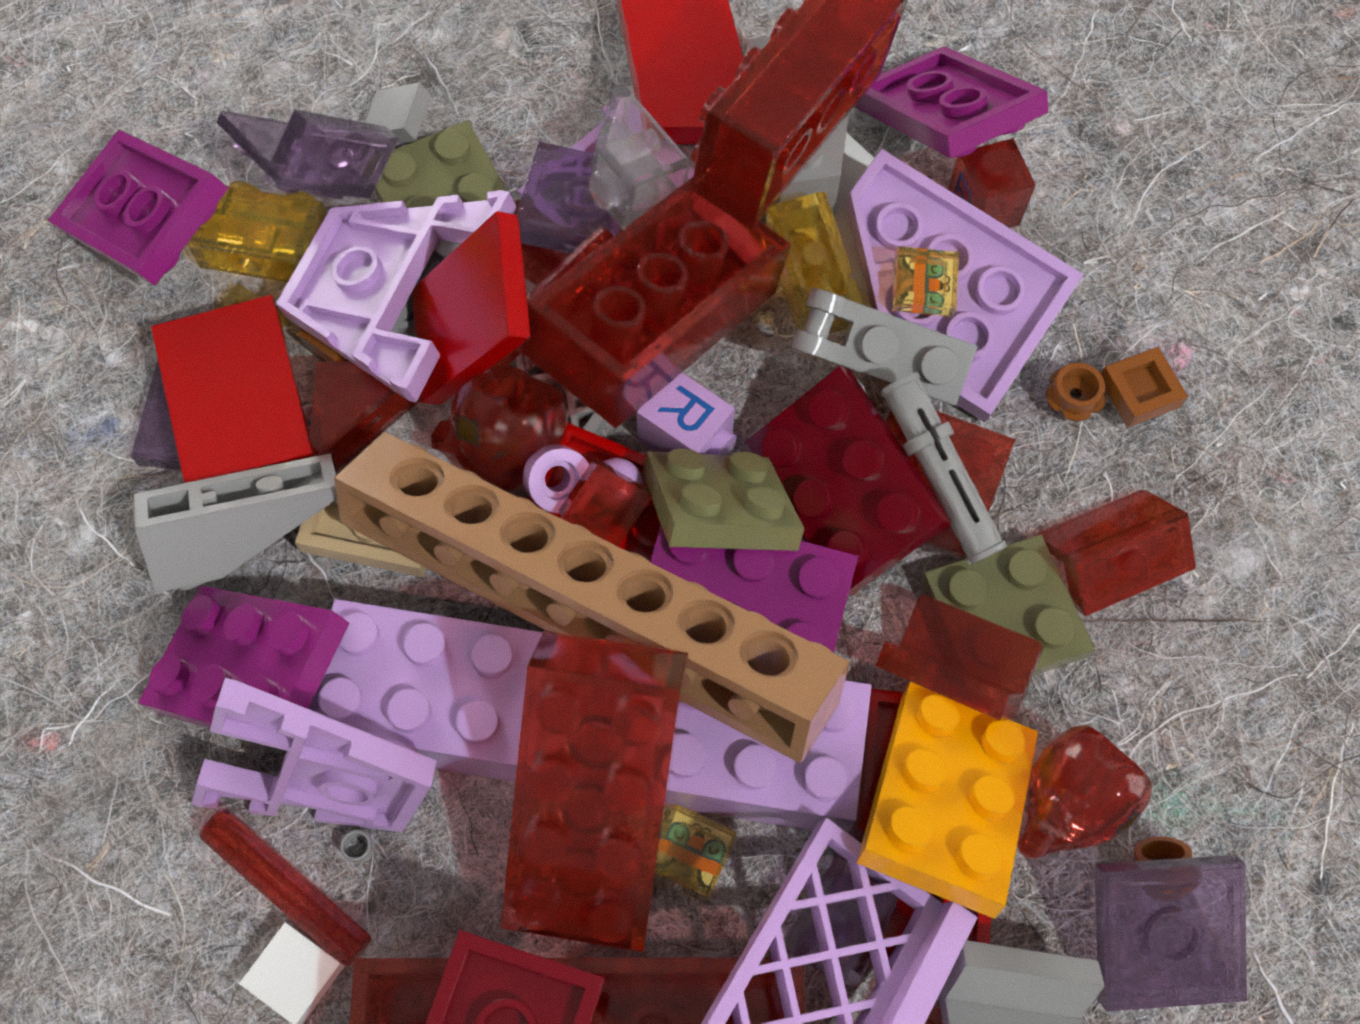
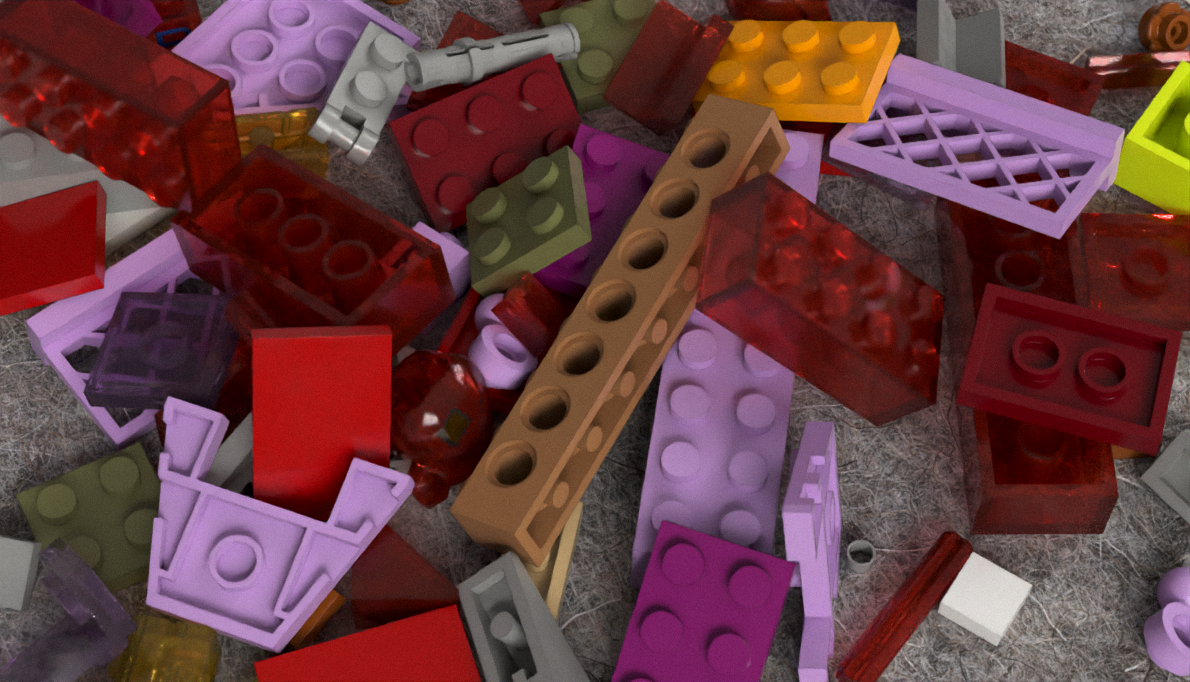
camera: 90 degrees left, 10 degrees down
(633, 160) = (133, 287): clear slope -> none
(925, 281) = (286, 65): clear yellow tile -> none

